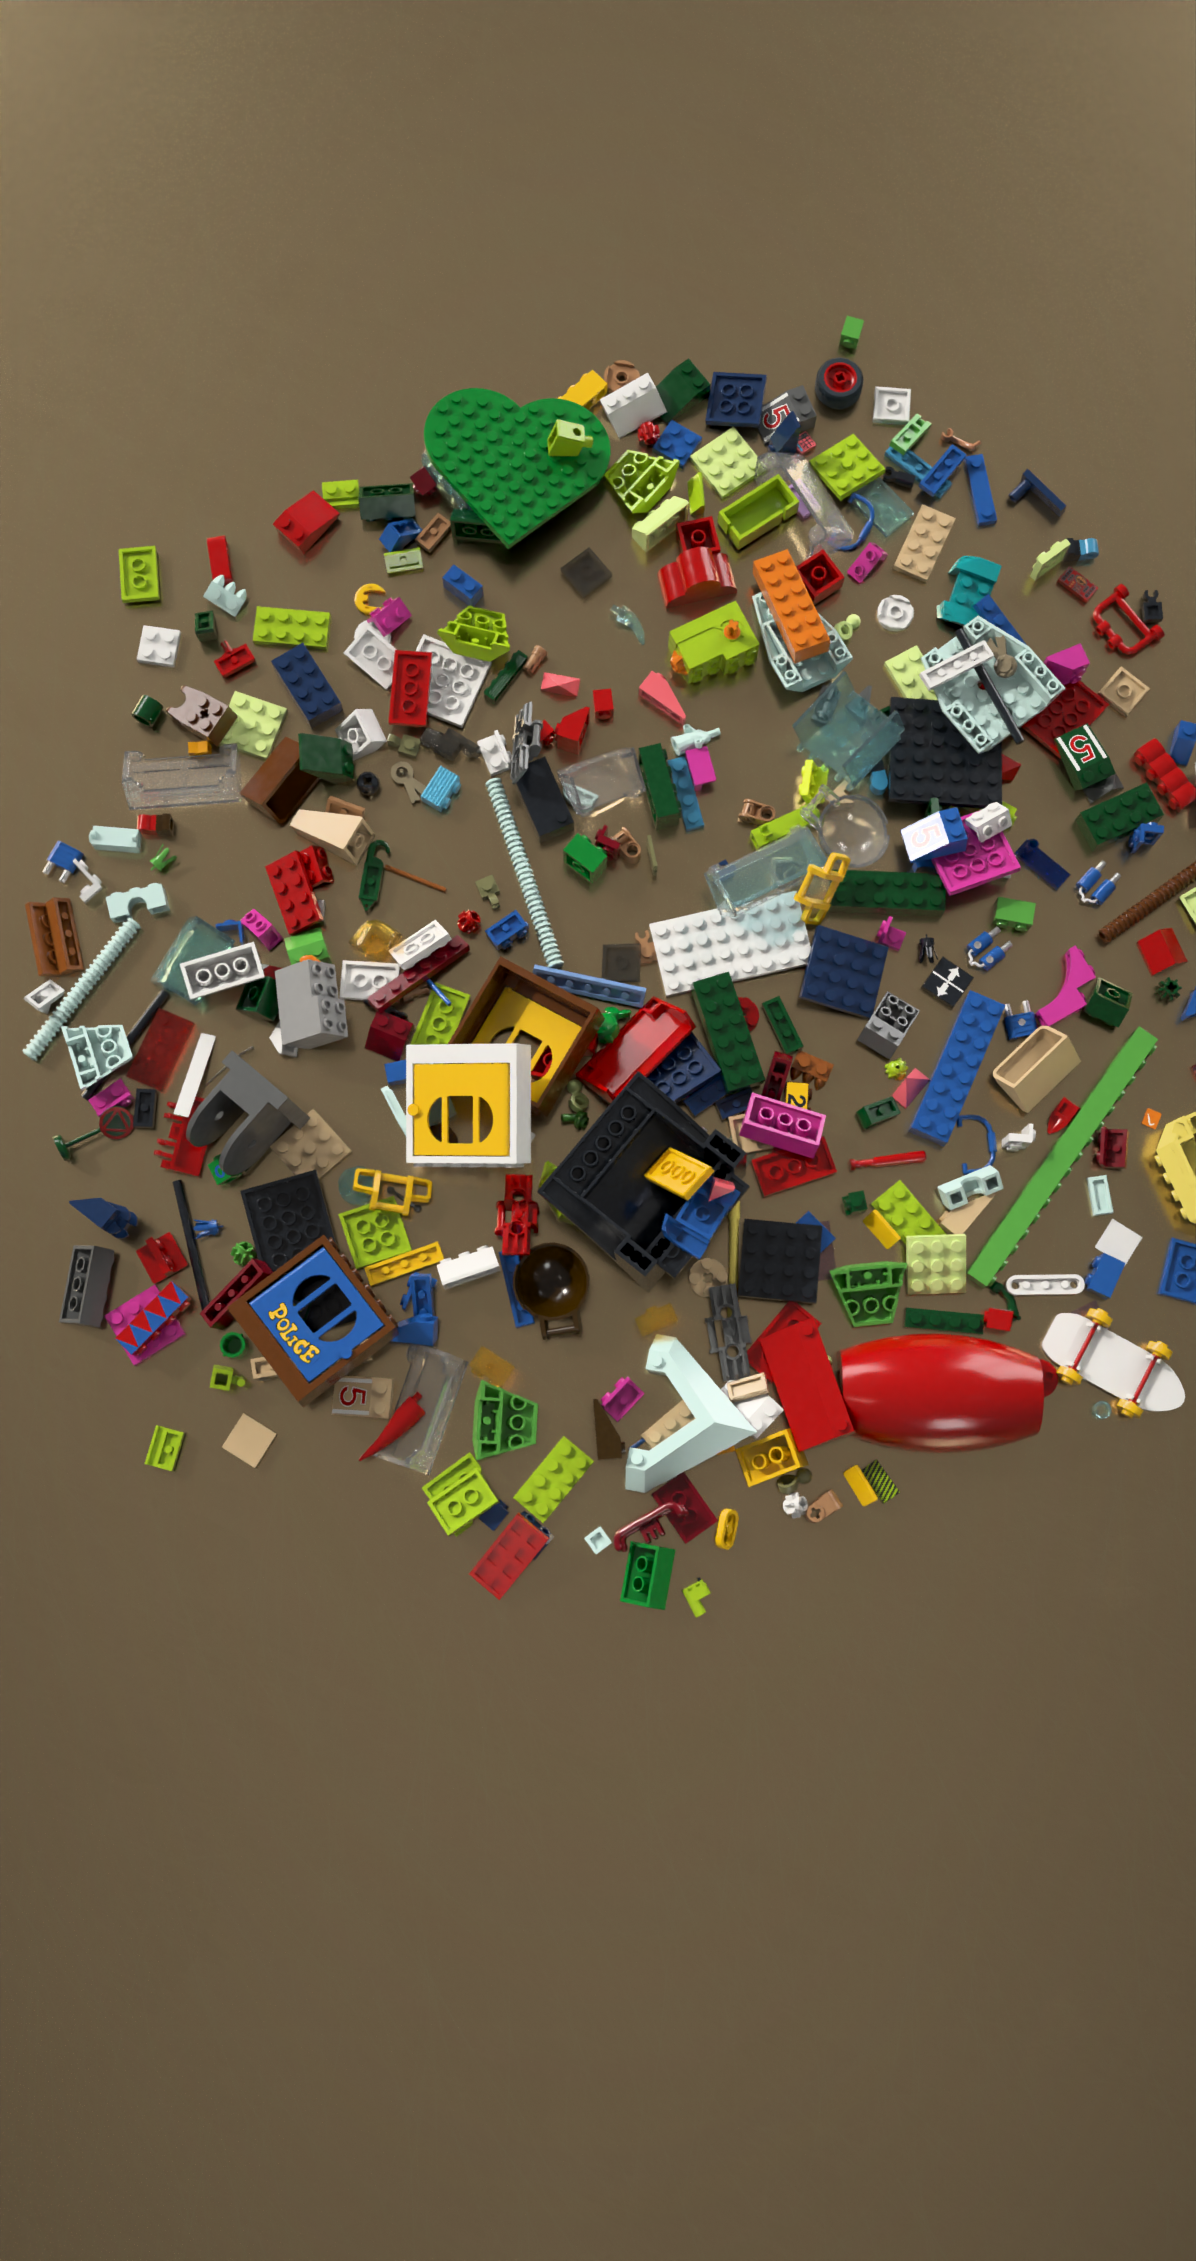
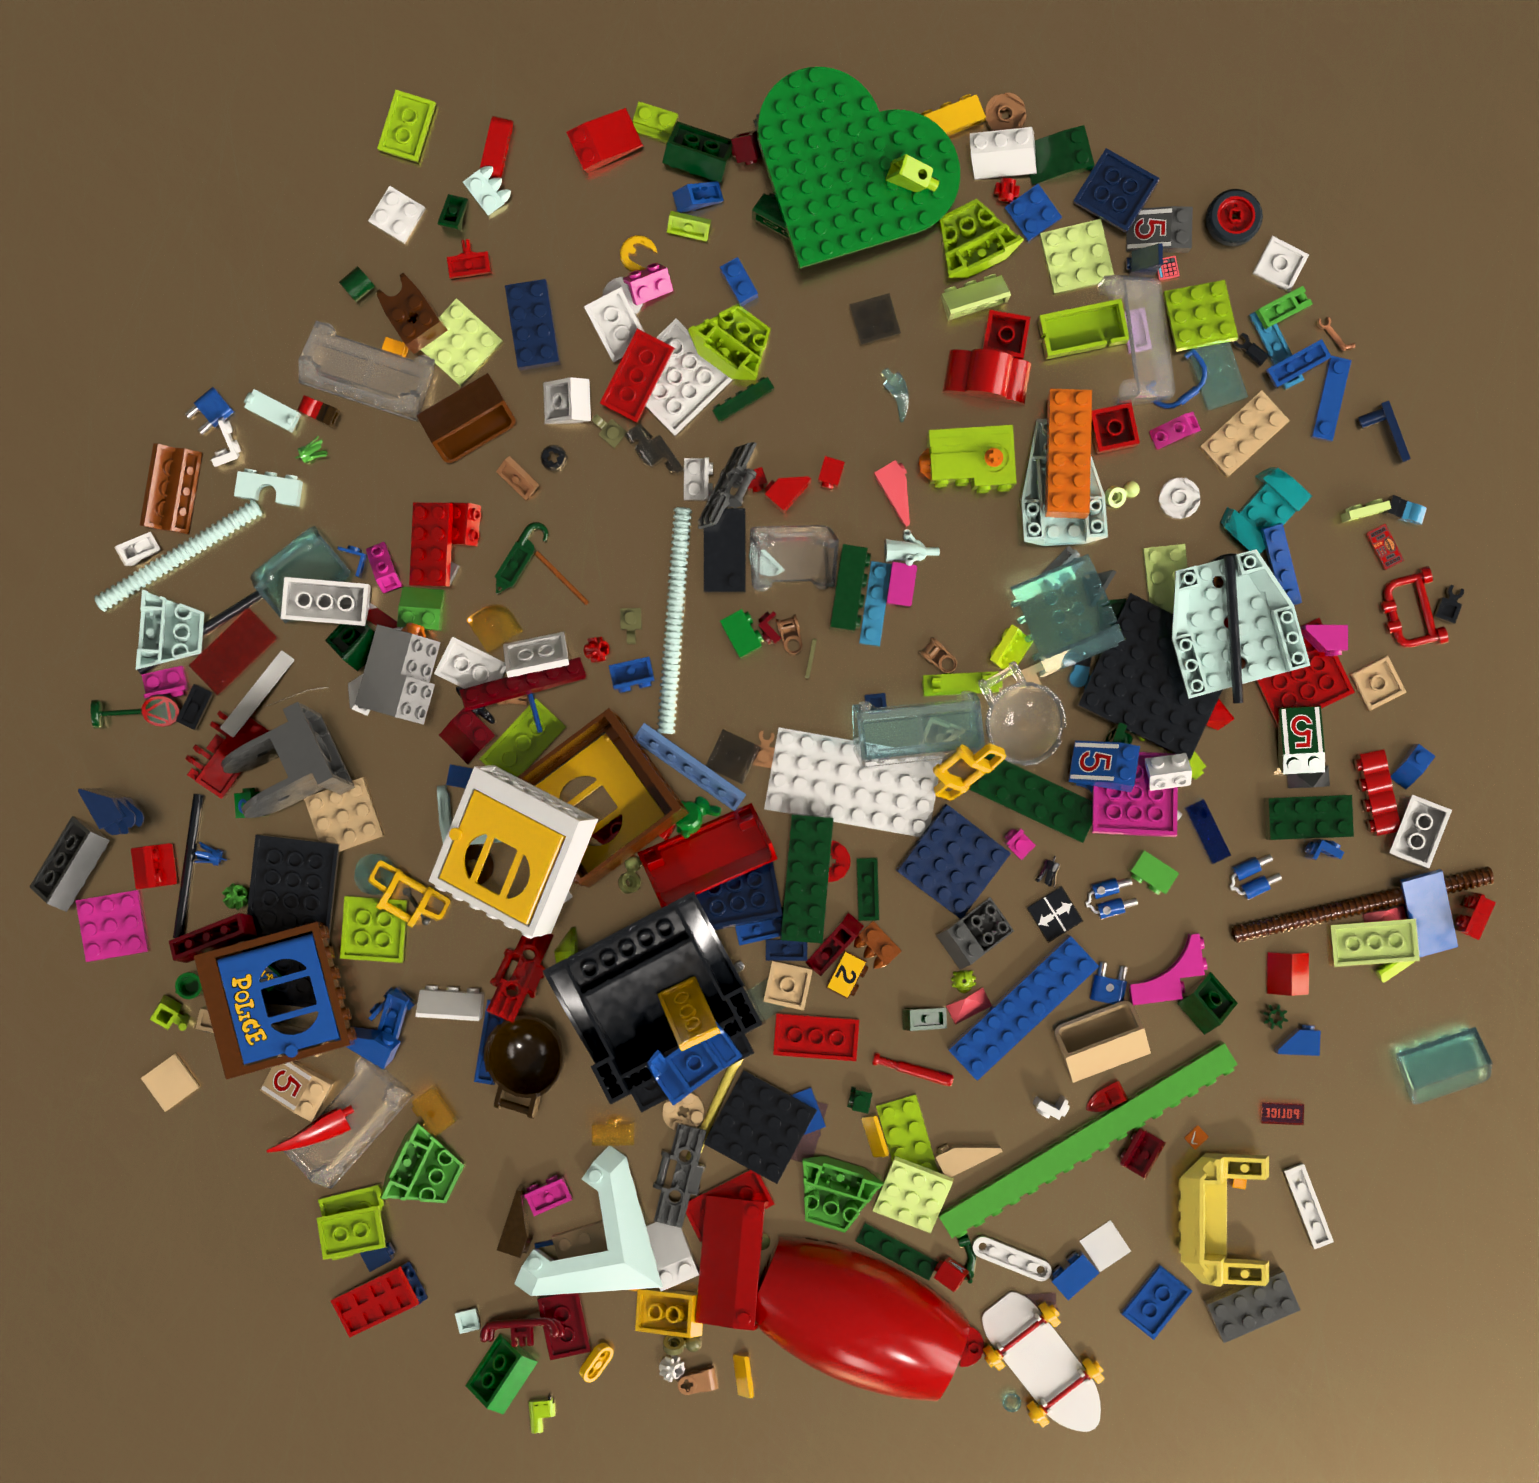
camera: 30 degrees right, 10 degrees up
(153, 1319) = (121, 927): red brick -> none
(164, 1448) = (85, 1056): lime plate -> none
(291, 627) = (542, 251): lime plate -> none
(326, 757) = (519, 417): dark green slope -> none
(338, 833) = (499, 500): tan slope -> none
(403, 774) = (593, 461): dark tan piece -> none
(404, 1264) = (389, 972): yellow plate -> none
(433, 532) = (733, 207): medium nougat plate -> none
(441, 789) = (626, 495): medium azure brick -> none
(537, 655) = (785, 390): medium nougat pin -> none
(553, 1479) = (449, 1243): lime plate -> none
(560, 684) = (796, 430): coral slope -> none
(580, 1119) = (623, 901): bright green plate -> none
(696, 494) = (1027, 279): lime slope -> none
(720, 1187) = (723, 1047): coral slope -> none
(747, 1387) = (674, 1237): tan tile -> none
(782, 1125) = (820, 995): dark pink slope -> none
(851, 332) = (1273, 163): bright green brick -> none
(880, 1481) = (764, 1378): tile -> none
(956, 665) = (1207, 596): white plate -> none
(981, 1181) = (996, 1131): light aqua arch -> none
(991, 1139) = (1024, 1096): blue piece -> none
(1005, 664) = (1260, 614): dark tan piece -> none
(1099, 1195) = (1108, 1193): light aqua tile -> none

